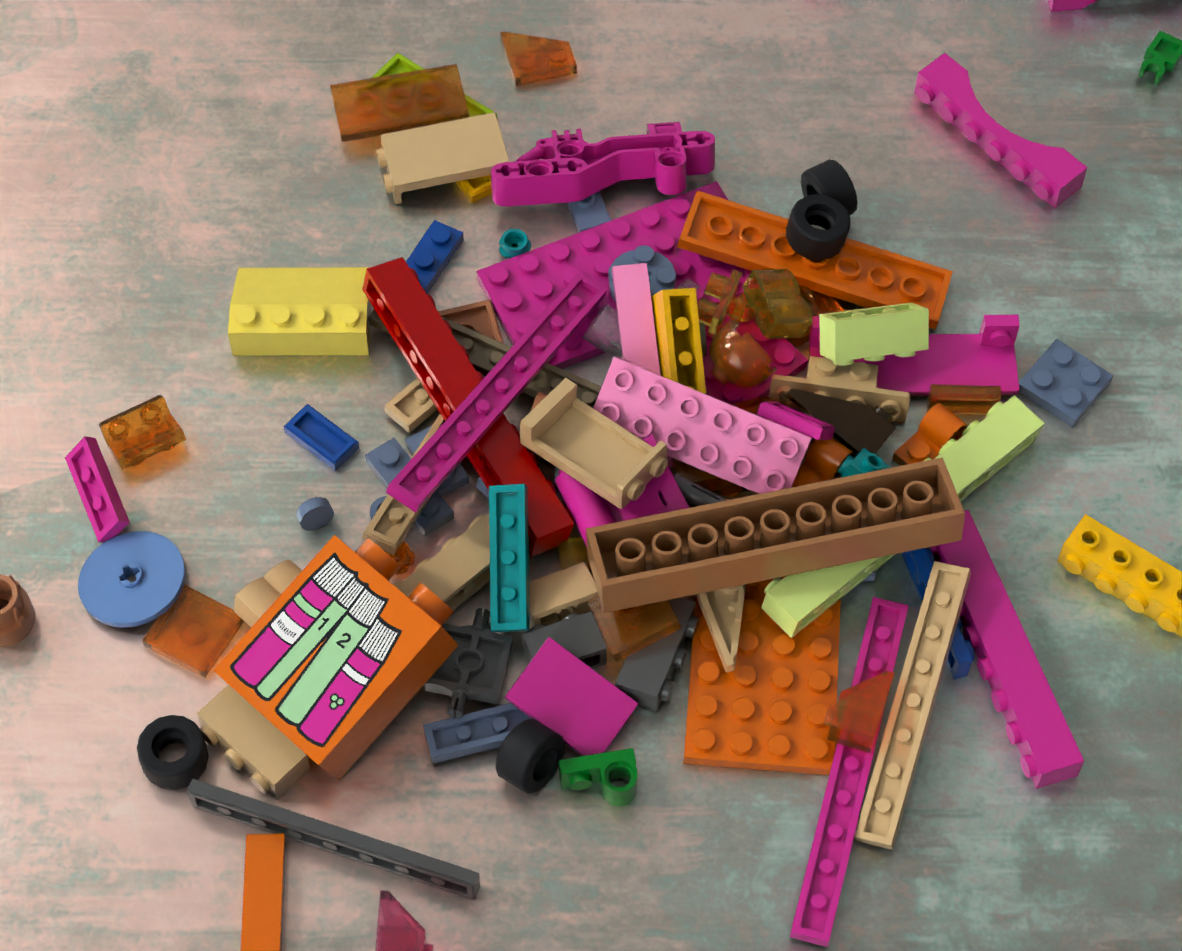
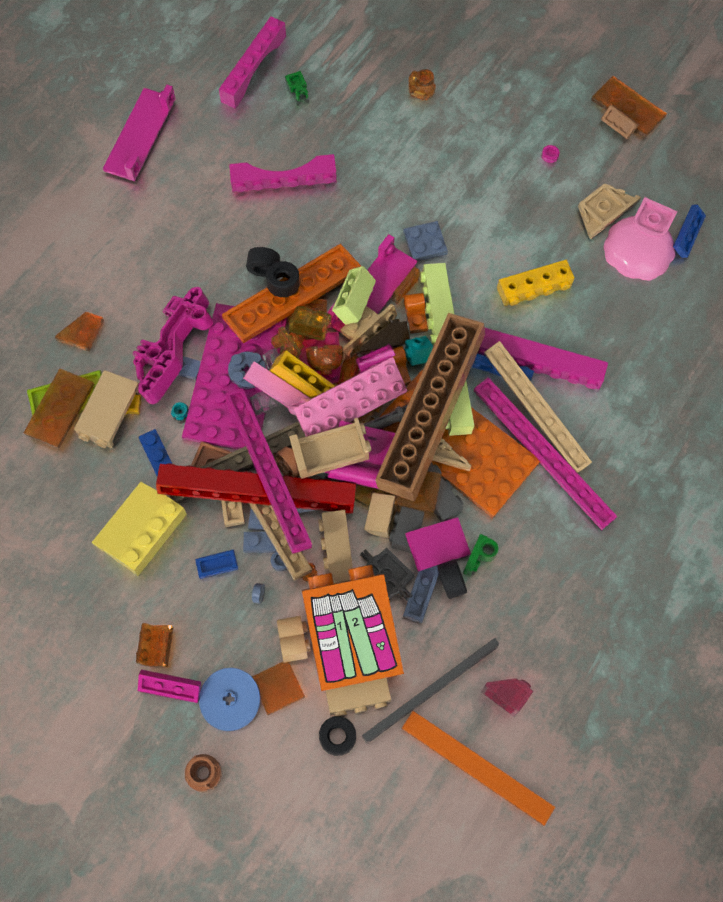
camera: 55 degrees left, 10 degrees up
(509, 558) = (354, 522): teal plate -> none
(859, 712) = (529, 431): clear orange slope -> none

